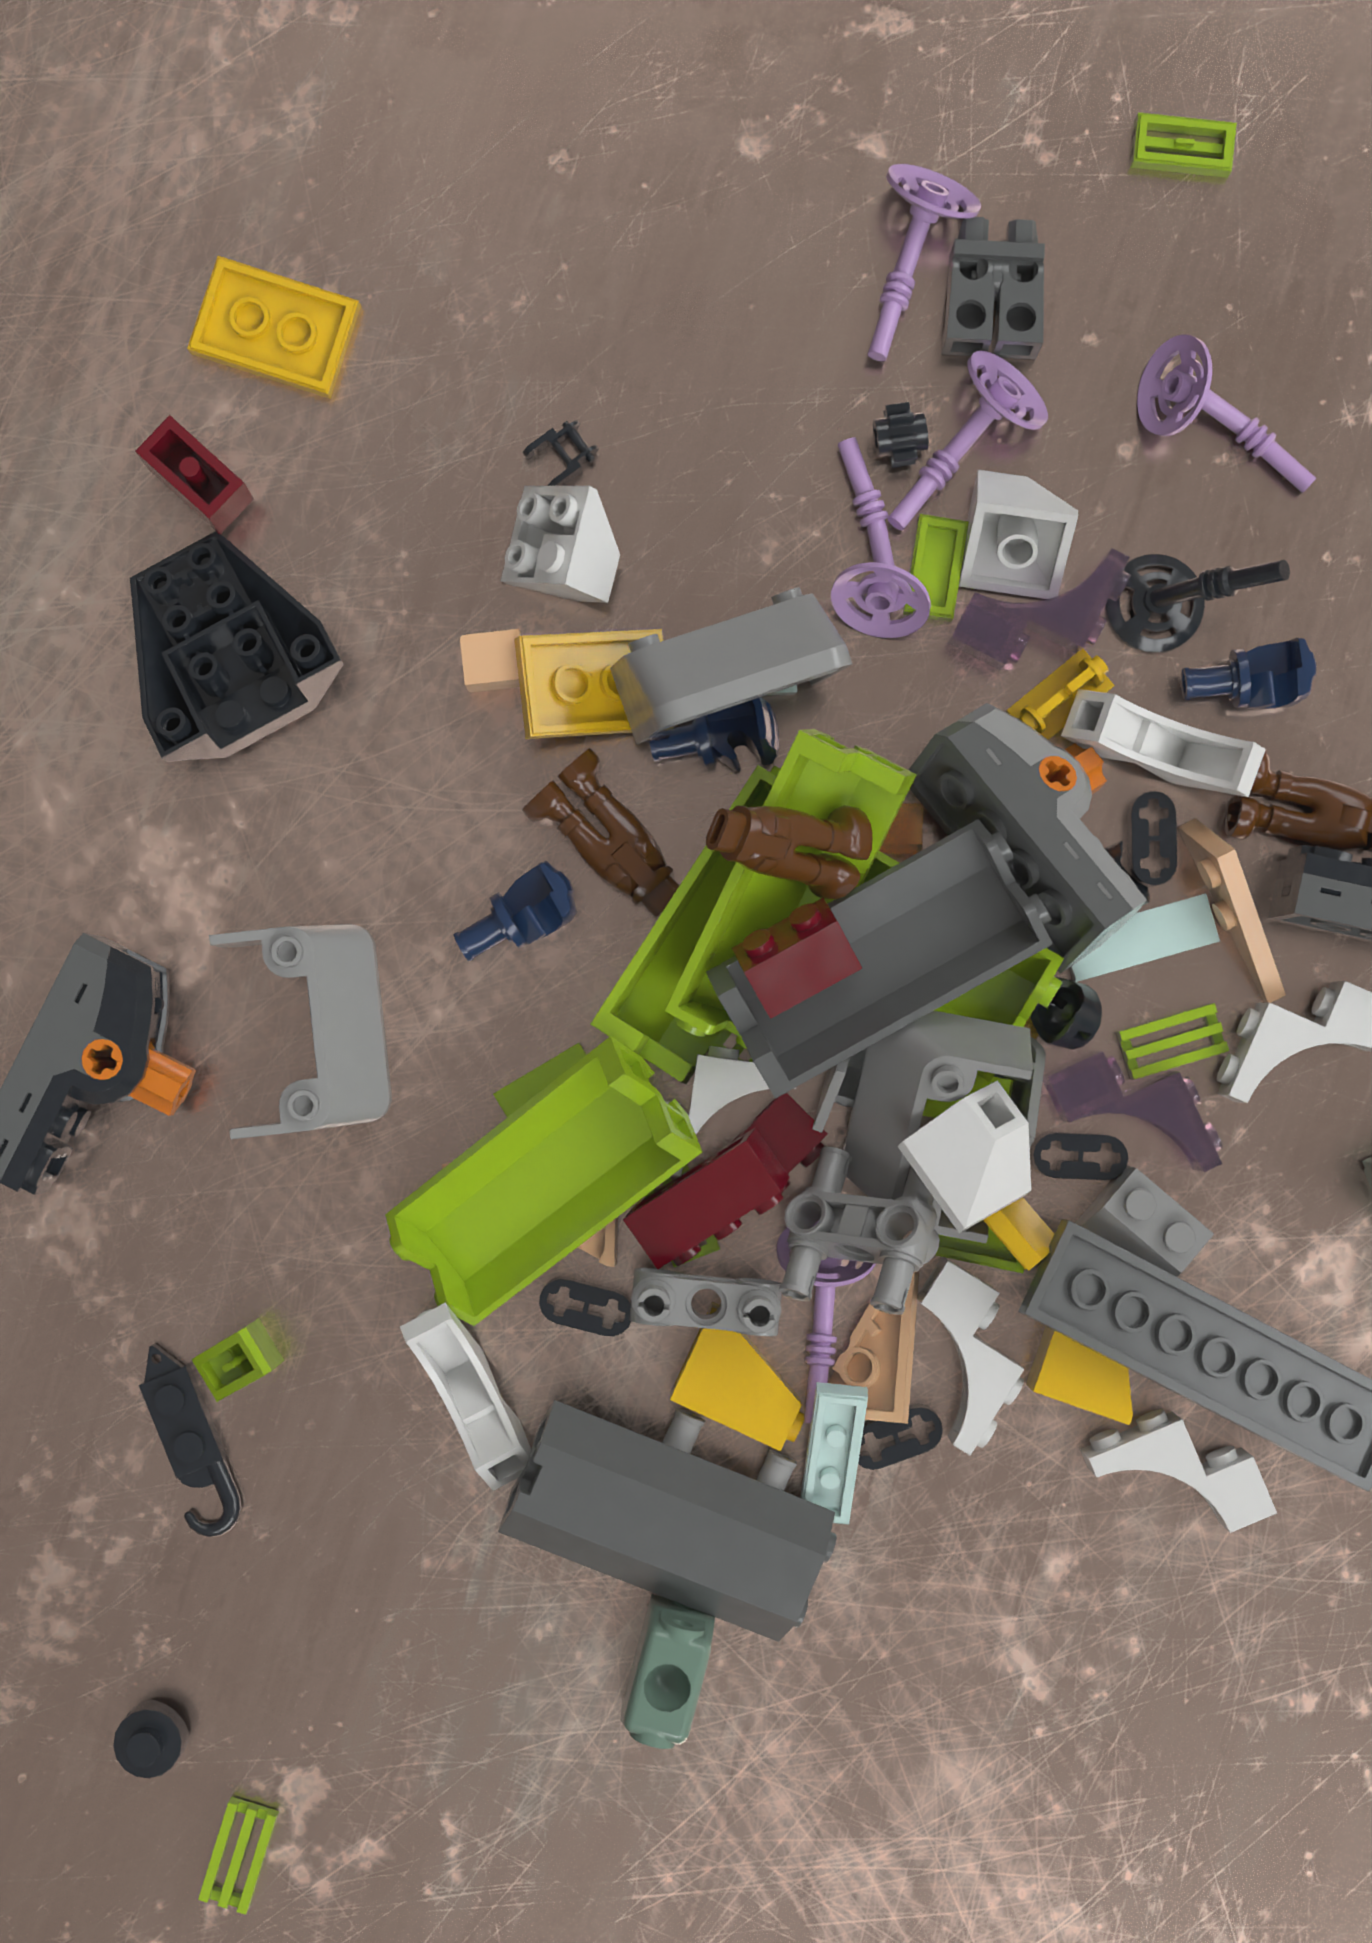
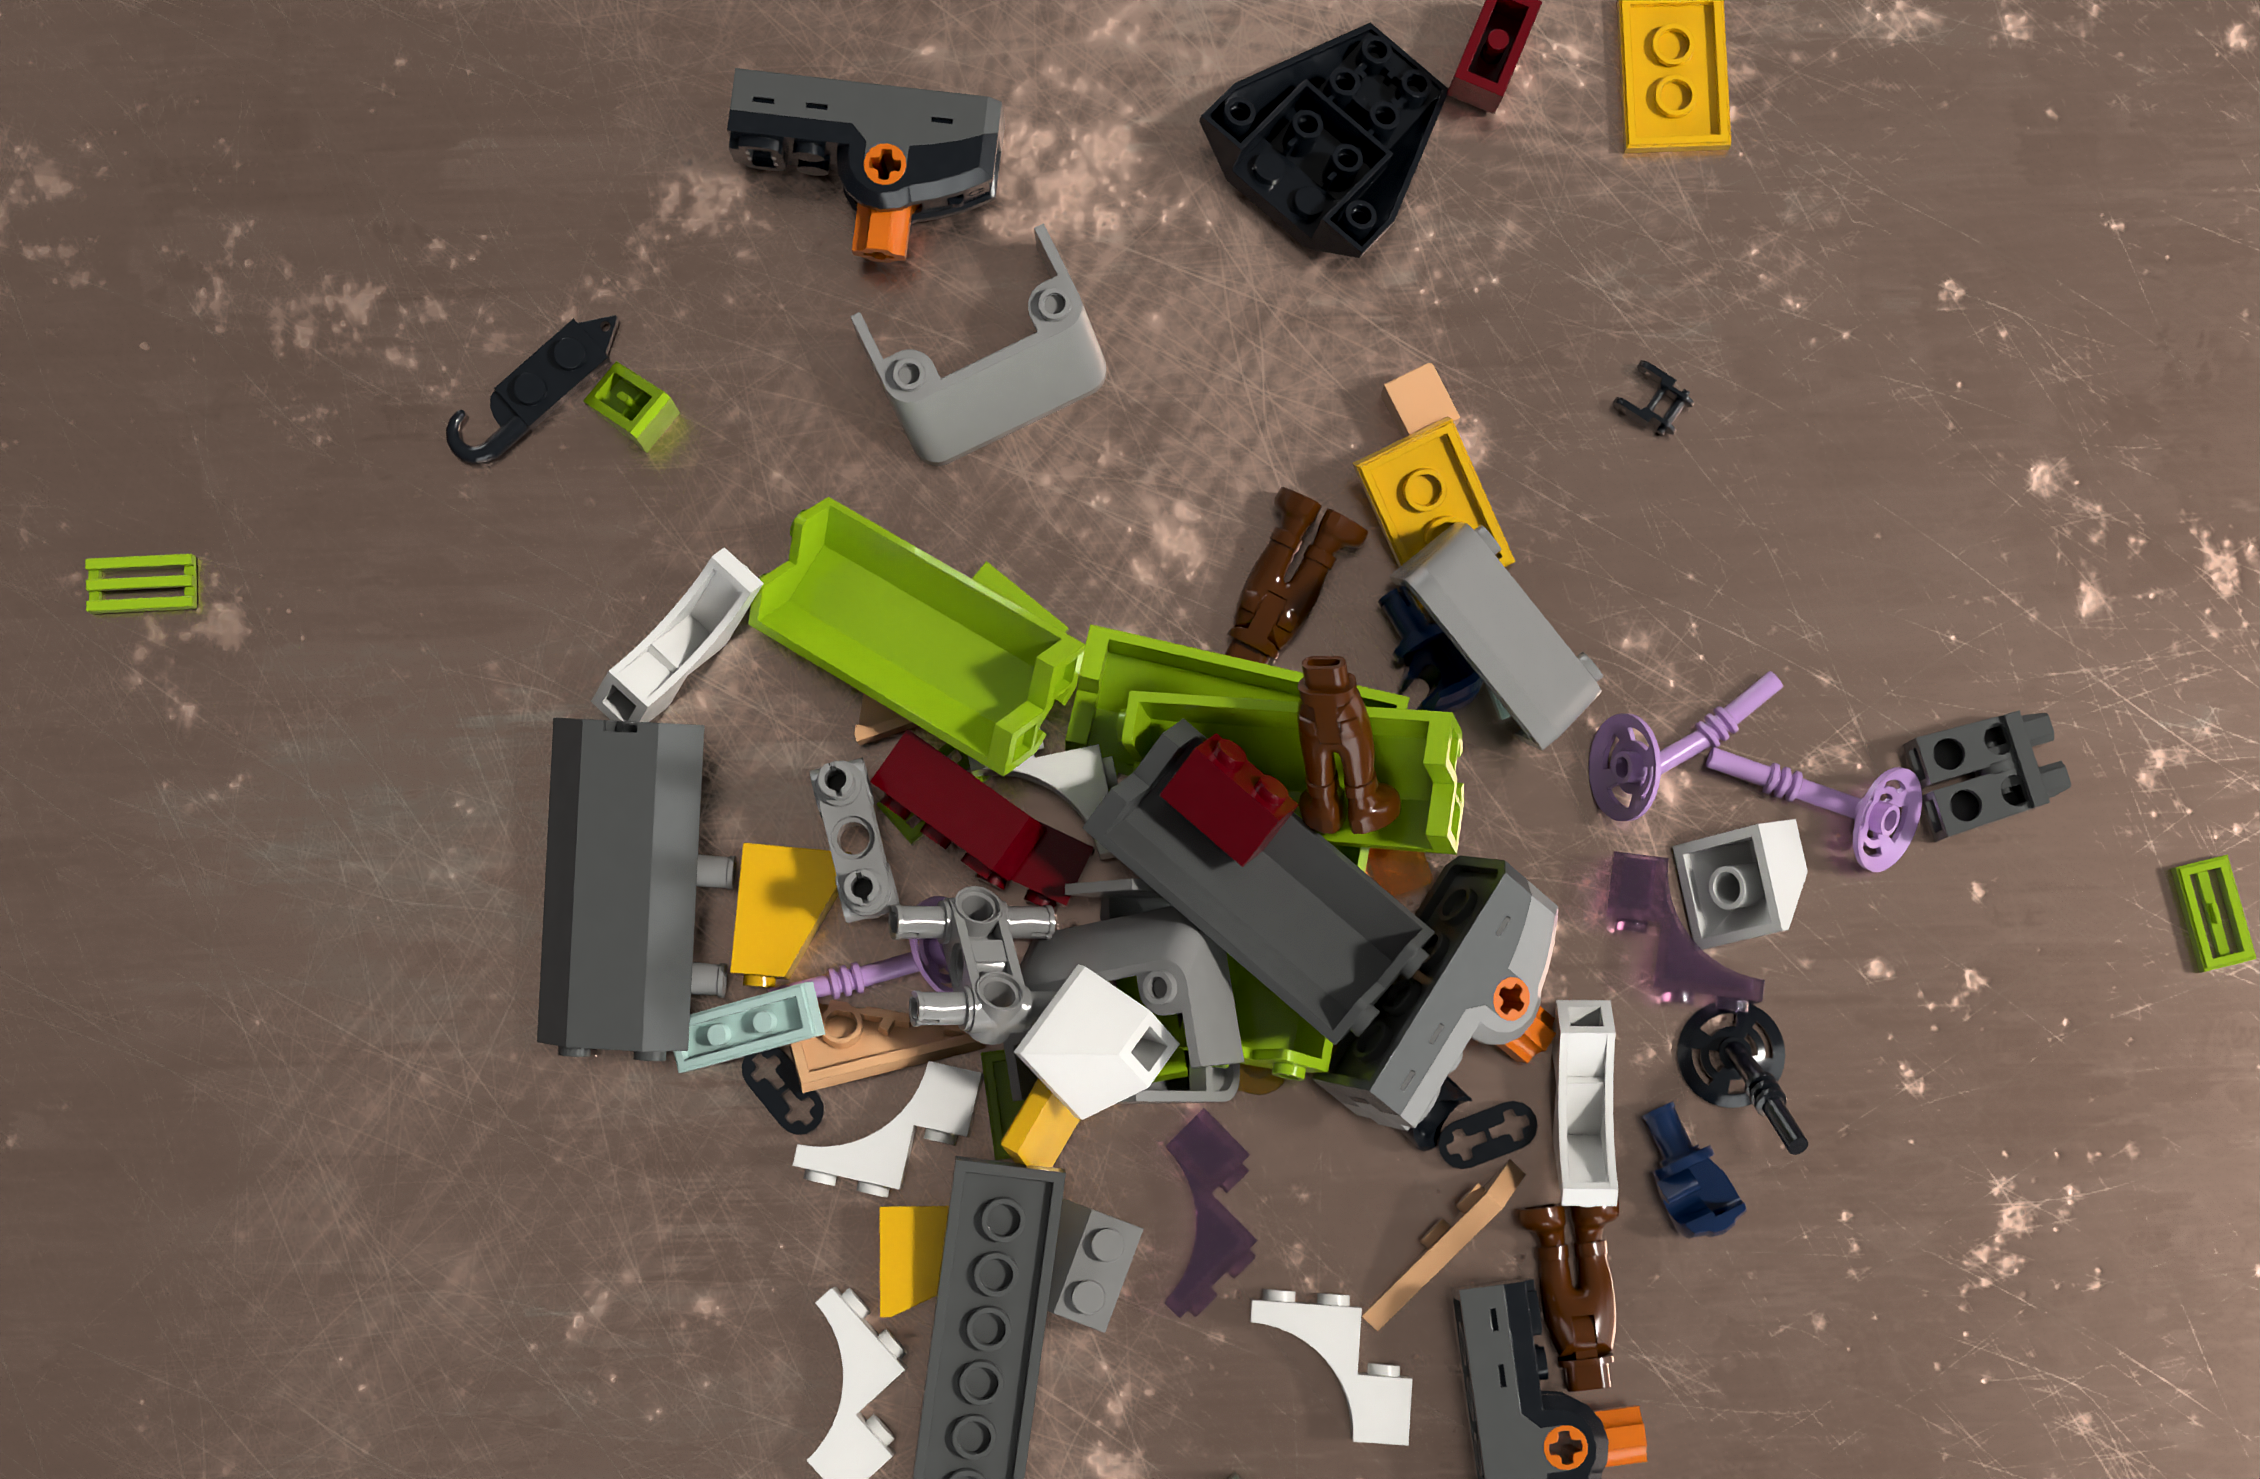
camera: 75 degrees right, 5 degrees down
(150, 1739) = (228, 455): black piece -> none
(526, 913) = (1178, 529): dark blue piece -> none
(562, 544) = (1561, 431): white slope -> none
(583, 1318) = (793, 731): black beam -> none
(667, 1673) = (470, 935): sand green piece -> none
(900, 434) = (1801, 728): black gear -> none
(928, 203) = (2040, 672): lavender dish -> none
(938, 562) = (1685, 816): lime tile -> none
(1050, 702) = (1581, 976): yellow hinge -> none
(1070, 1017) = (1272, 1112): black piece -> none
(1079, 1144) = (1122, 1179): black beam -> none
(1152, 936) = (1384, 1167): light aqua tile -> none
(1195, 392) = (1959, 1003): lavender dish -> none
(1213, 1029) = (1315, 1268): lime tile -> none

